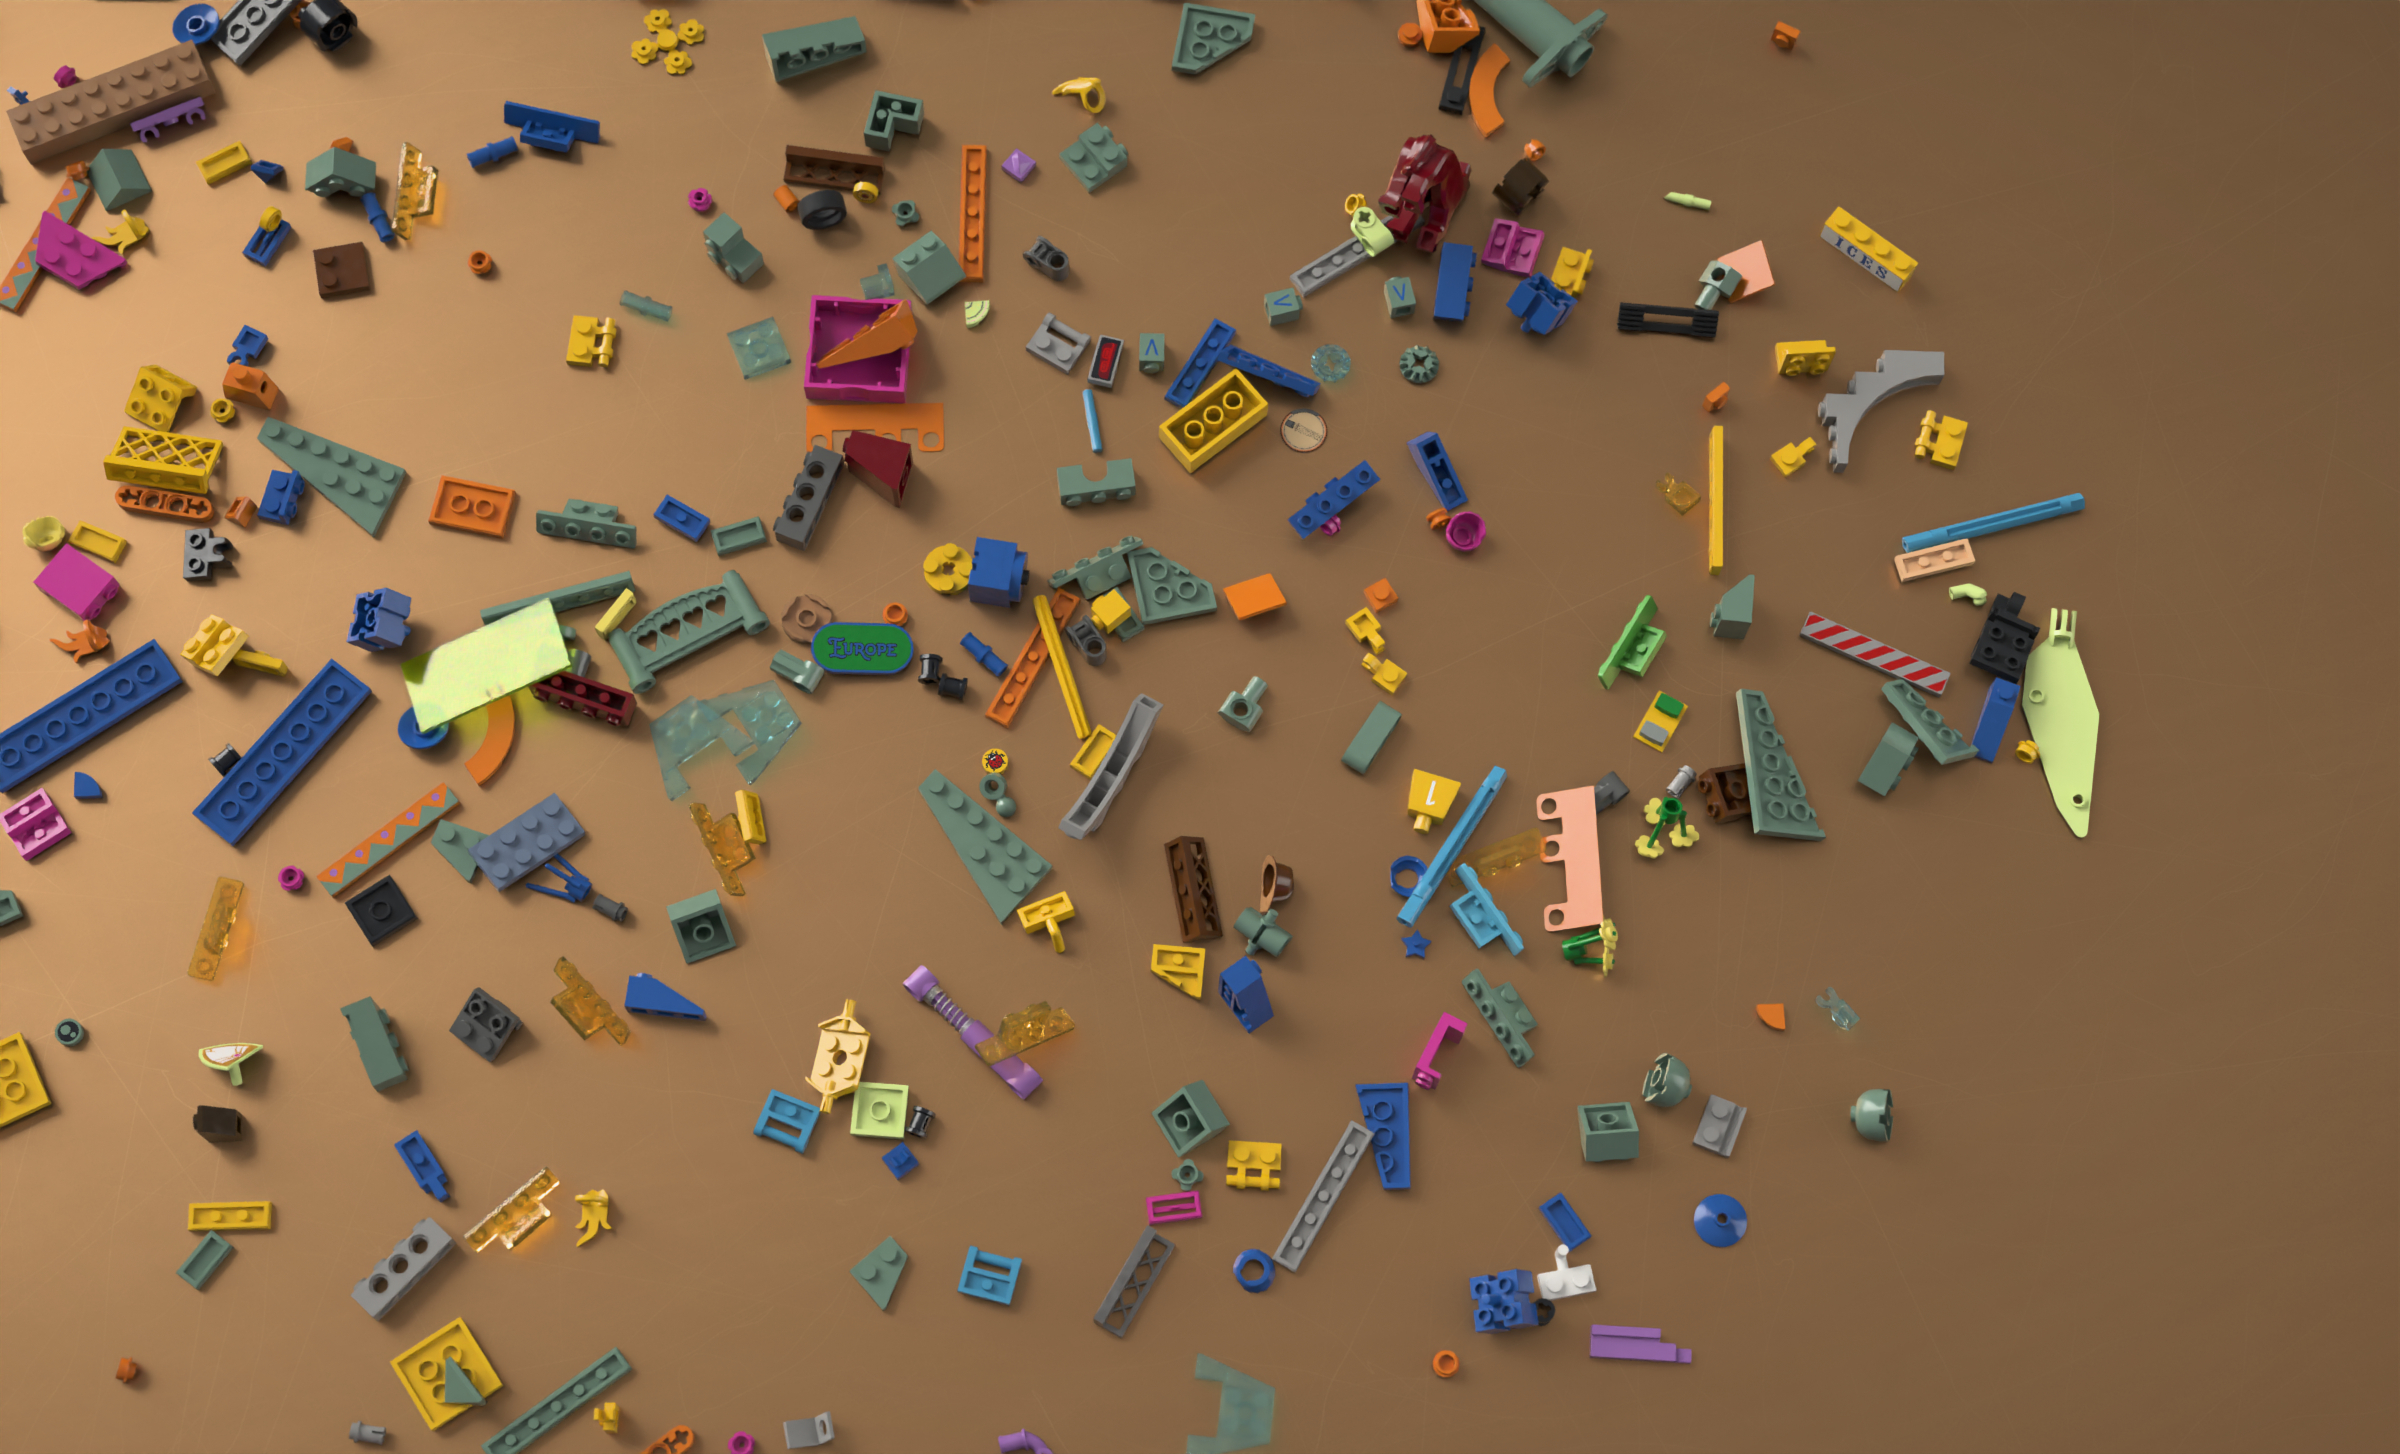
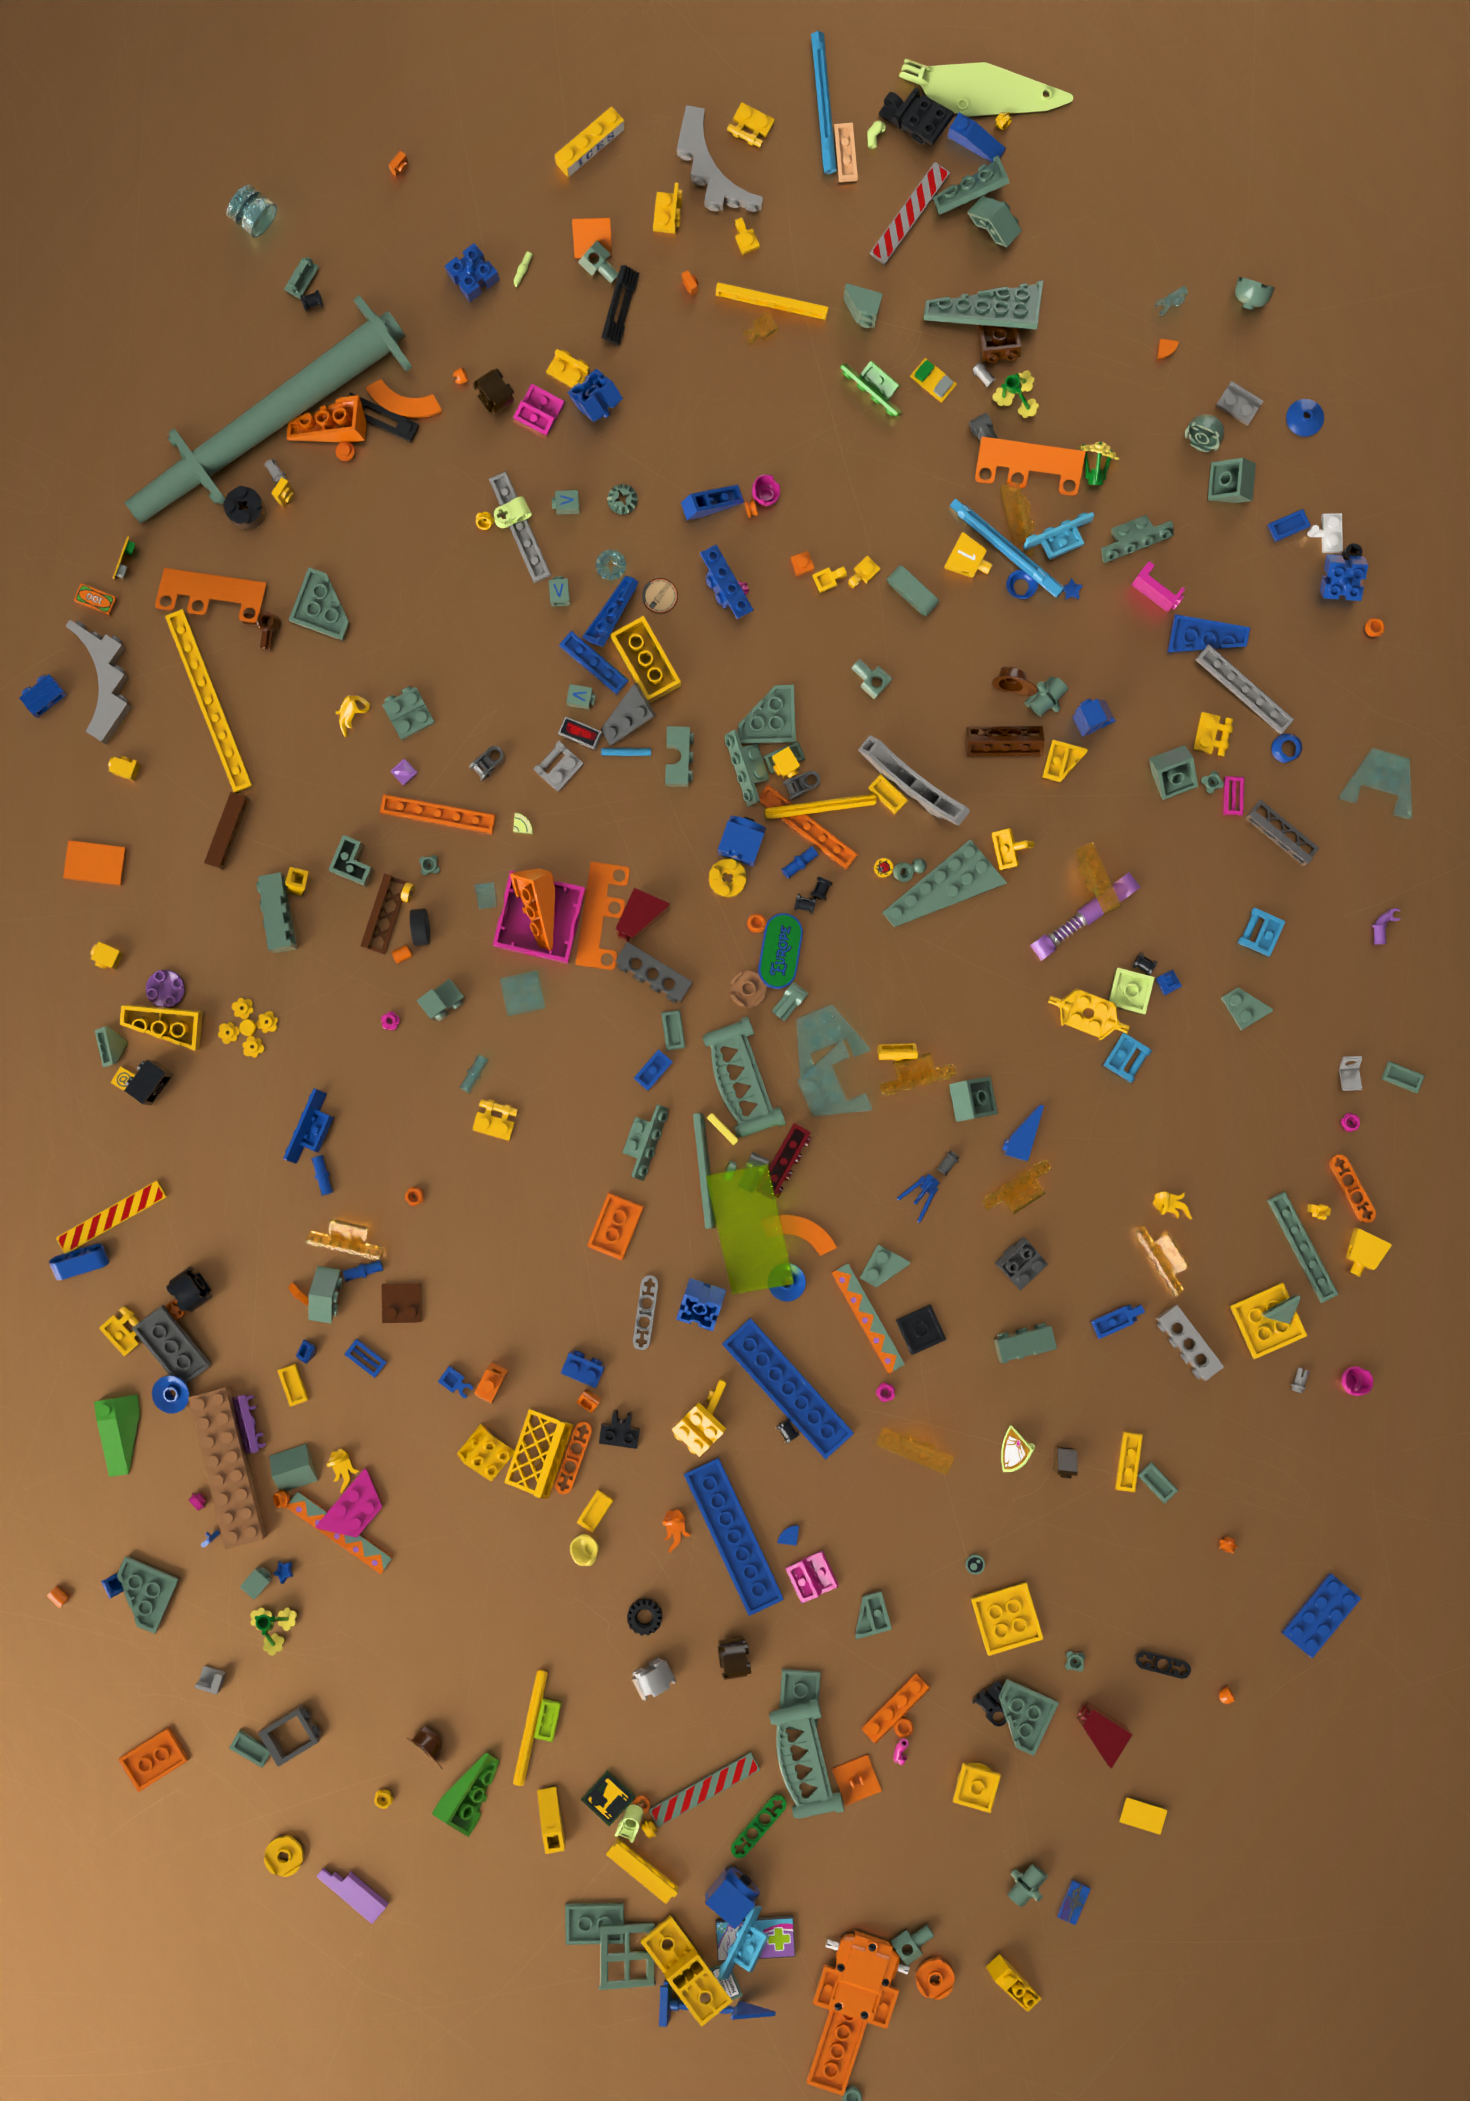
camera: 80 degrees left, 15 degrees up
(77, 583) = (629, 1528): dark pink panel -> none
(220, 404) = (499, 1406): yellow plate -> none
(270, 219) = (353, 1352): yellow tile -> none
(345, 476) = (575, 1317): sand green wing -> none
(363, 556) = (643, 1312): none -> light grey beam
(526, 842) = (888, 1217): sand blue plate -> none
(857, 60) = (296, 881): none -> yellow brick
(928, 267) = (482, 853): sand green slope -> none
(1136, 410) = (628, 716): none -> dark grey wing
(1254, 596) = (790, 655): orange piece -> none
(1423, 178) = (484, 454): dark red piece -> none
(1454, 282) = (563, 458): blue wedge -> none
(1634, 1344) = (1382, 495): medium lavender piece -> none
(1667, 139) = (472, 272): none -> blue brick

